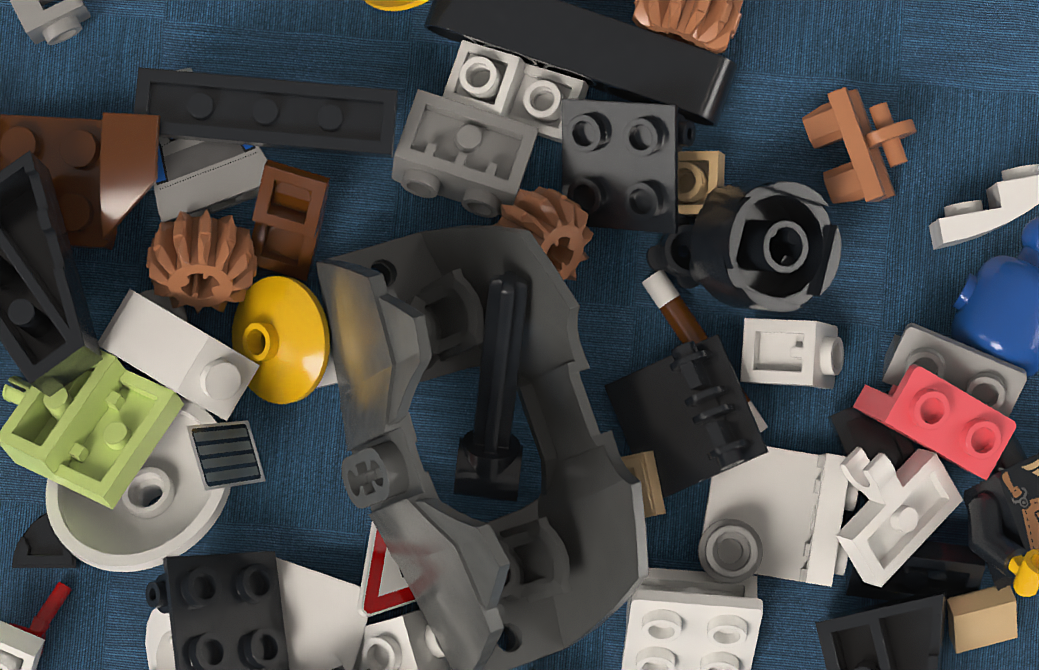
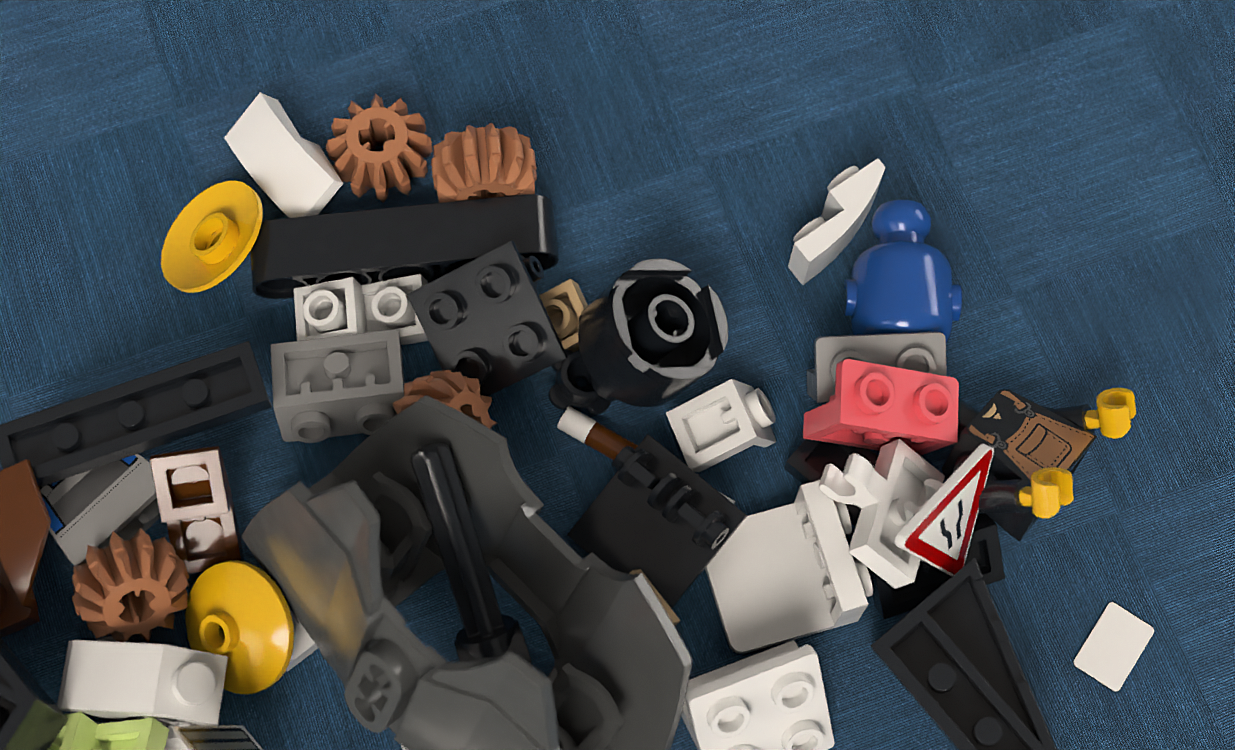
camera: 25 degrees left, 15 degrees down
(750, 557) = (757, 604): light grey plate -> none
(847, 120) = (667, 207): nougat hips -> none
(934, 554) = (945, 523): none -> piece
(982, 618) = (1019, 578): tan tile -> none

